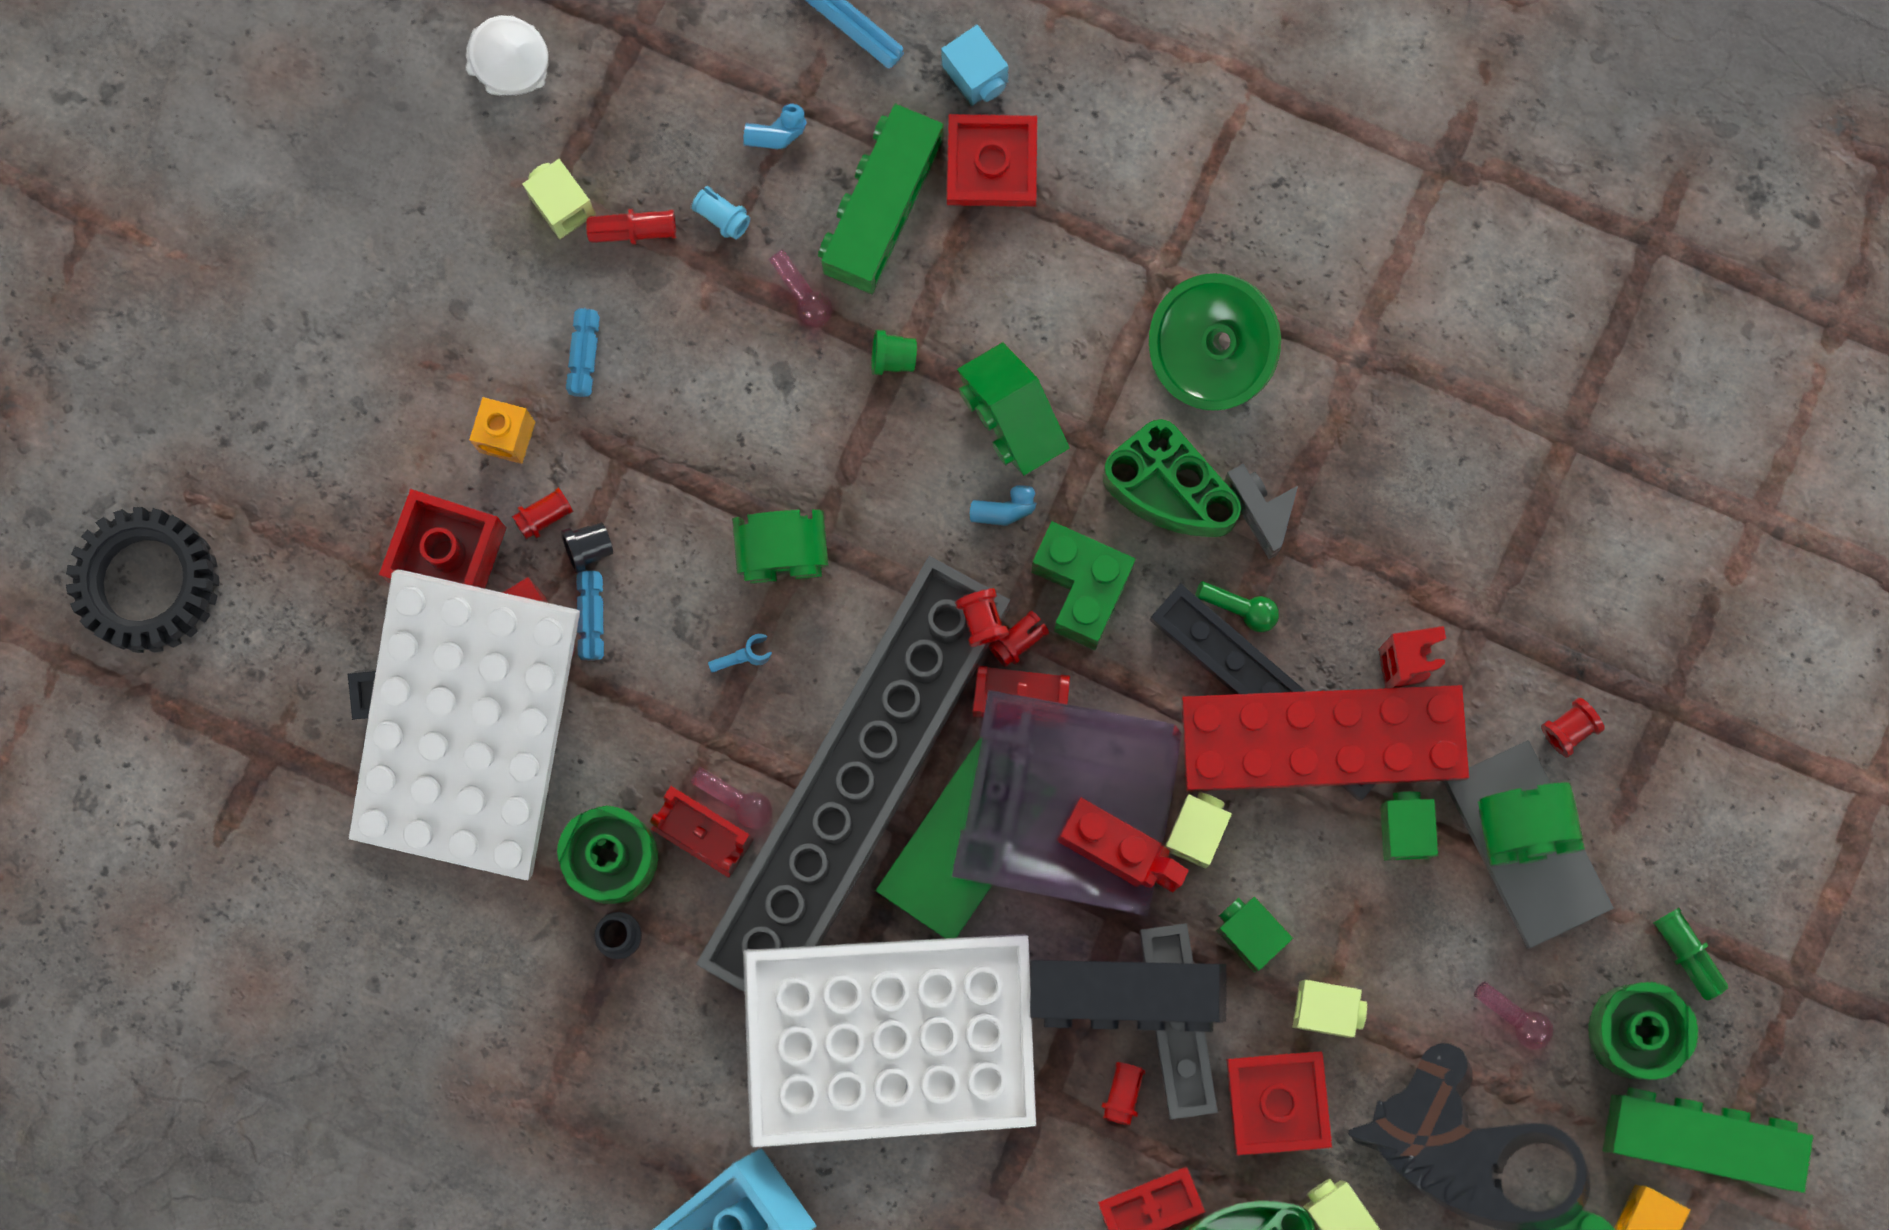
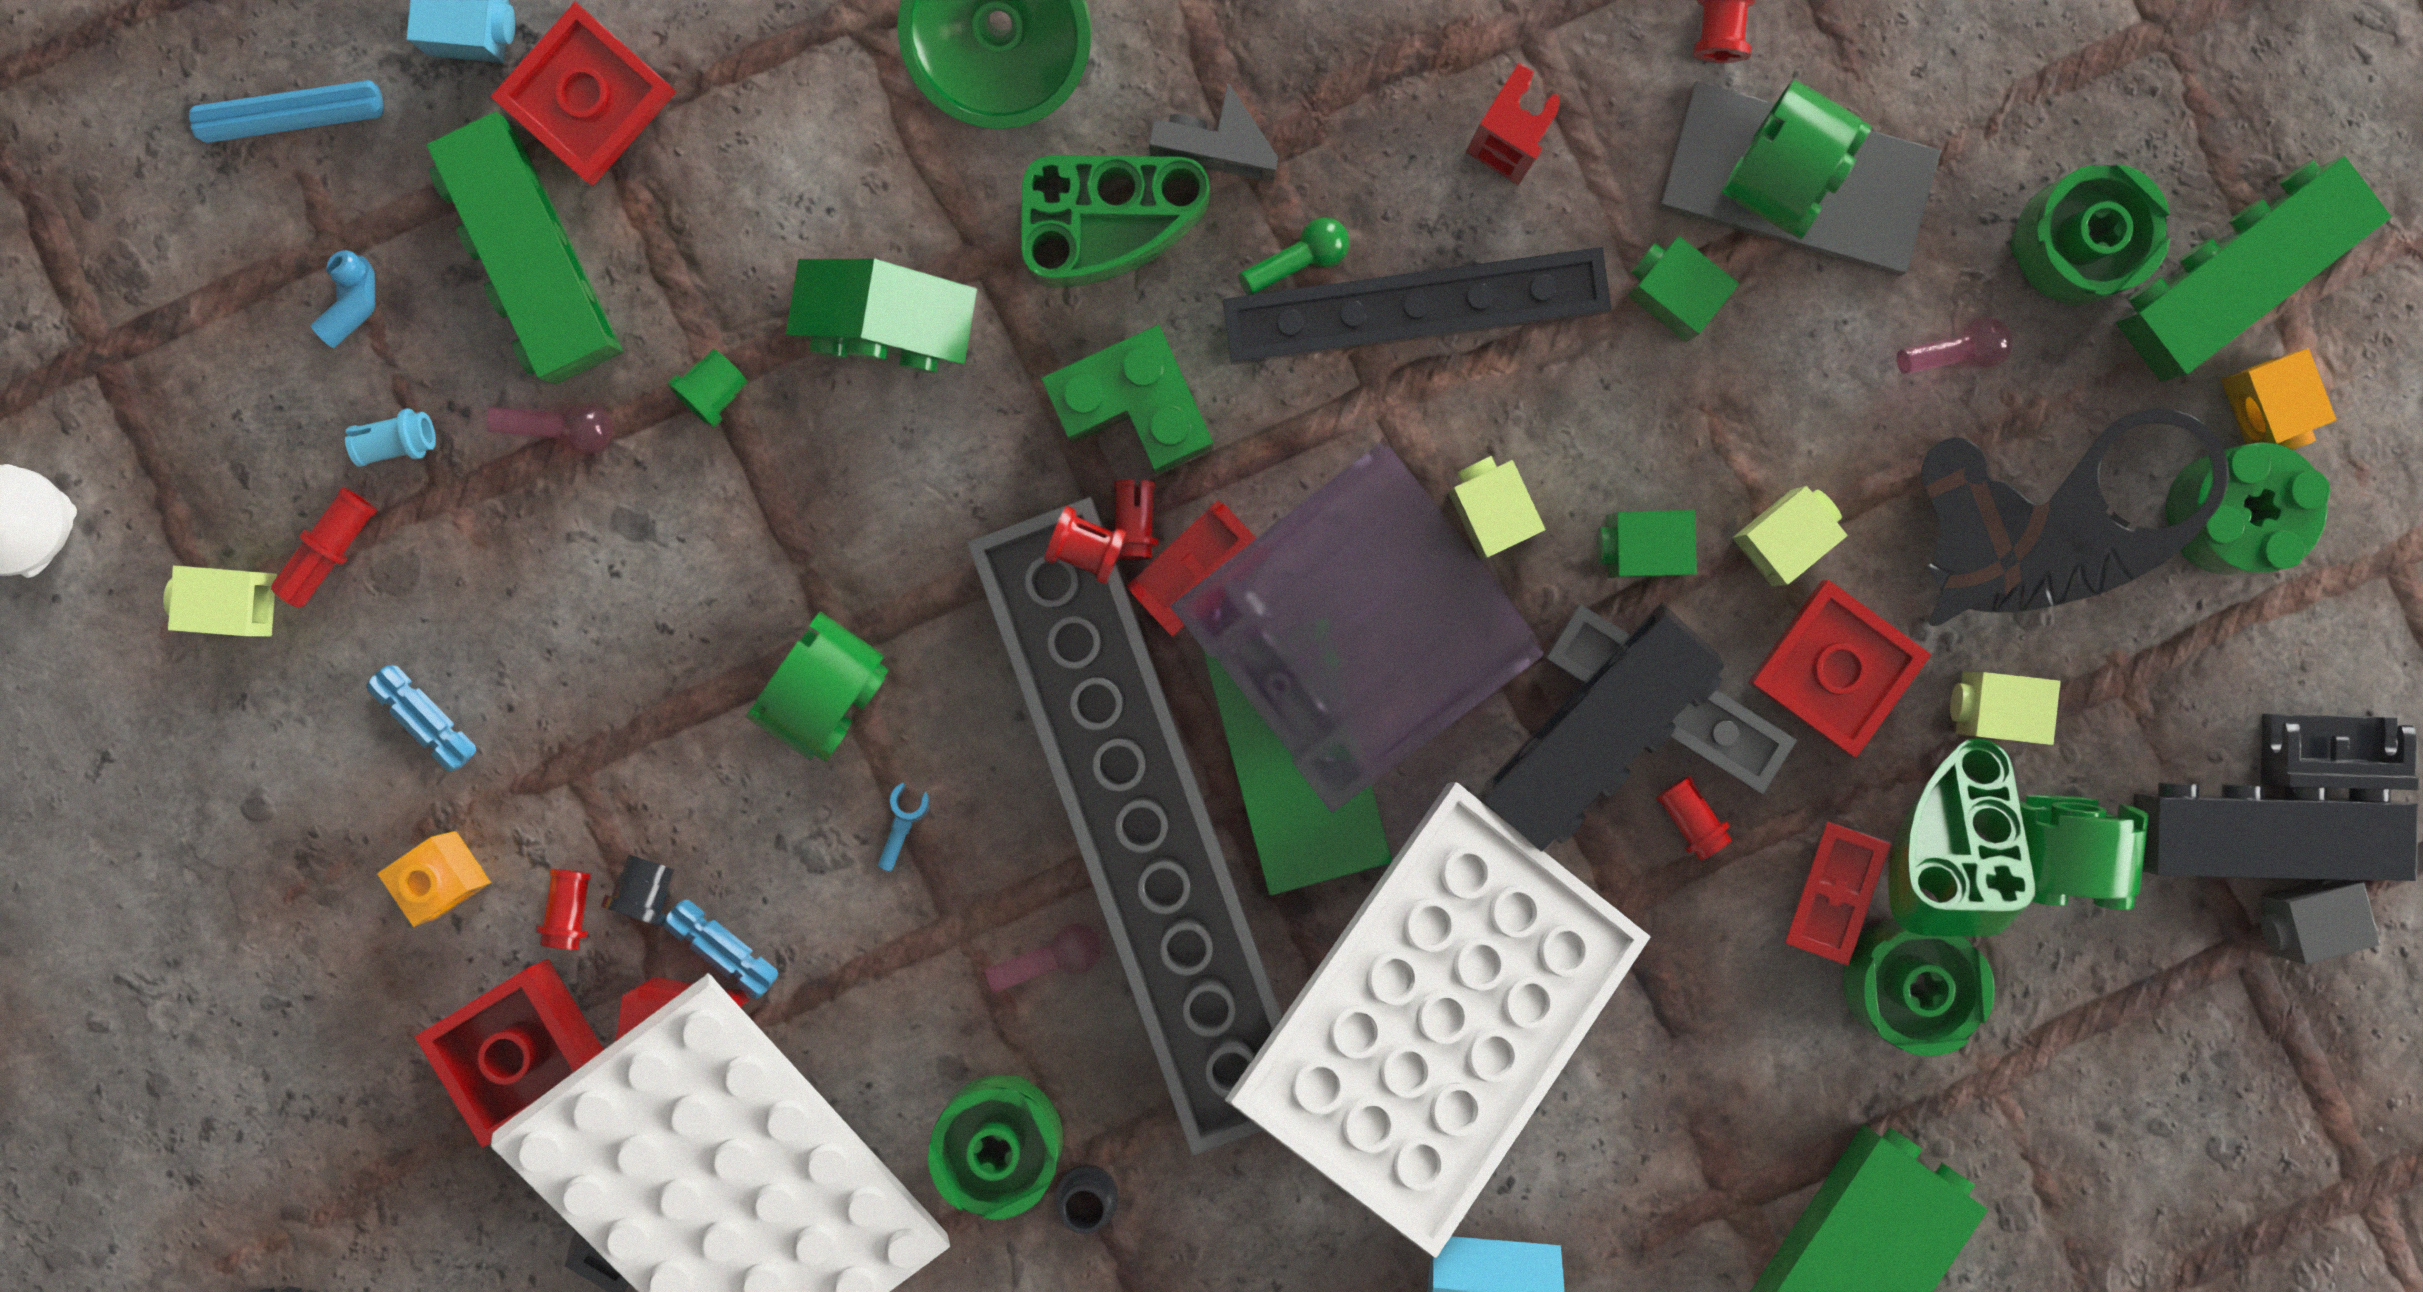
camera: 55 degrees left, 10 degrees up
(701, 832) = (1052, 1023): red hinge -> none
(1004, 513) = (988, 414): dark azure arm -> none
(1120, 848) = (1445, 606): red hinge -> none
(1324, 738) = (1516, 292): red plate -> none
(1691, 954) = (2053, 113): green axle -> none

